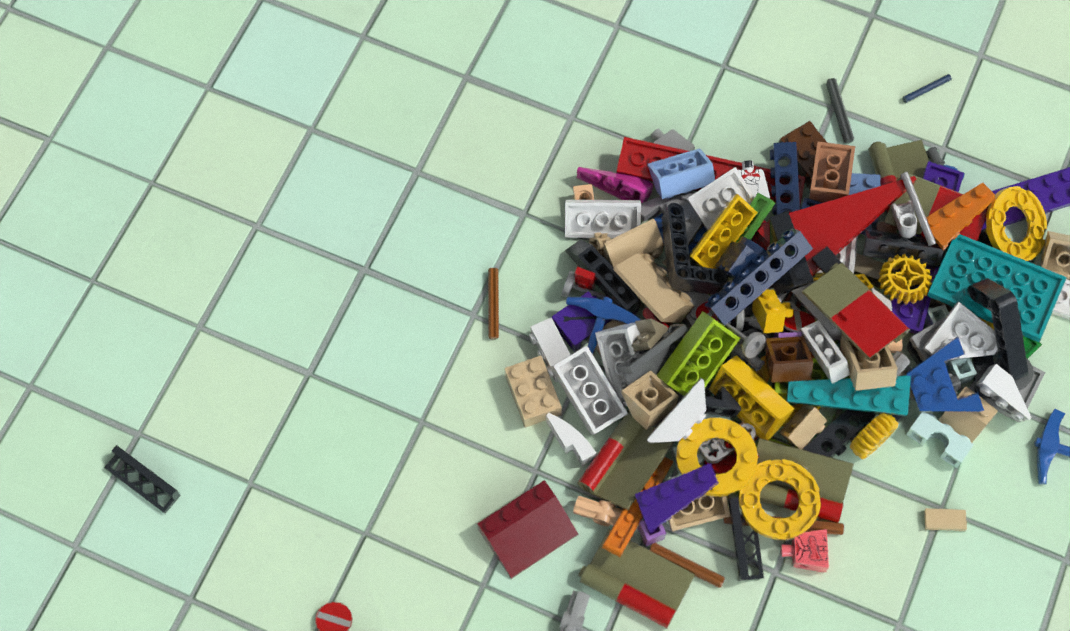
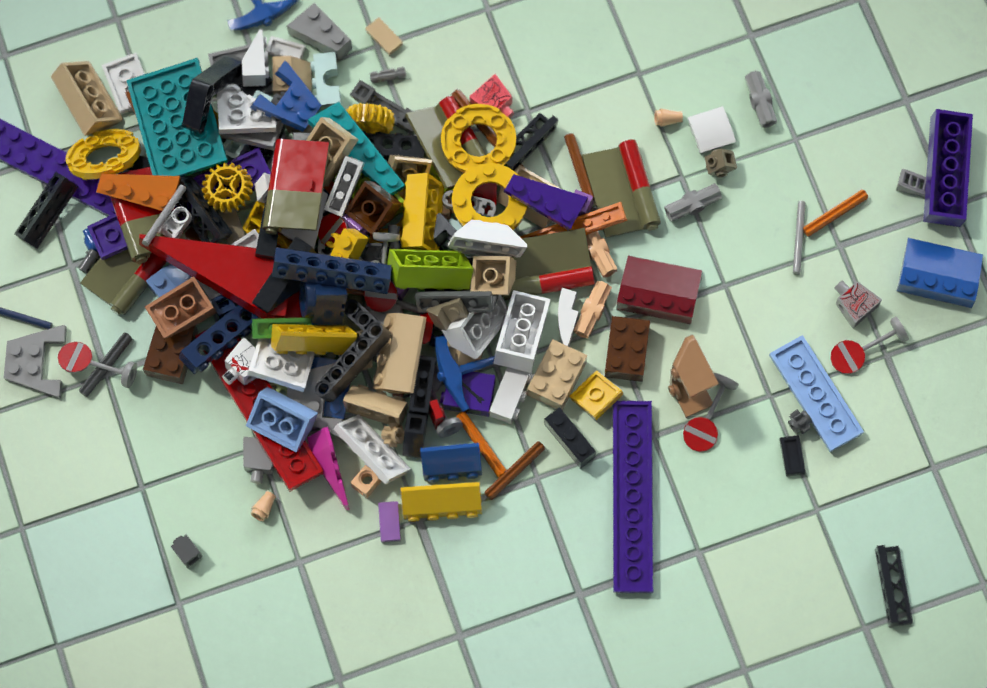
camera: 130 degrees left, 5 degrees up
(305, 503) = (792, 455): none -> black tile
(321, 530) = (800, 421): none -> dark grey gear
(330, 565) = (816, 393): none -> light blue plate
(389, 455) = (700, 432): none -> piece
(393, 364) = (632, 497): none -> dark purple plate
(427, 468) = (691, 378): none -> medium nougat windscreen
(477, 357) = (569, 437): none -> black brick
(490, 405) = (596, 395): none -> yellow plate
(503, 459) = (627, 348): none -> reddish brown brick
(518, 232) = (441, 501): none -> yellow slope
(533, 298) = (485, 449): none -> orange axle
(540, 262) = (451, 462): none -> blue slope
(541, 193) = (389, 521): none -> medium lavender tile
(559, 464) = (592, 309): none -> light nougat piece
(632, 123) = (263, 506): none -> light nougat cone
(648, 53) = (186, 550): none -> dark grey brick
(861, 92) = (77, 357): none -> piece
(883, 462) = (365, 94): none -> dark grey slope
(888, 63) = (26, 360): none -> light grey wing
(906, 492) = (389, 74): none -> light grey axle
(991, 471) = (320, 31): none -> light grey wedge
(999, 435) = (282, 47): none -> white tile
(1003, 158) = (46, 210): none -> black fence

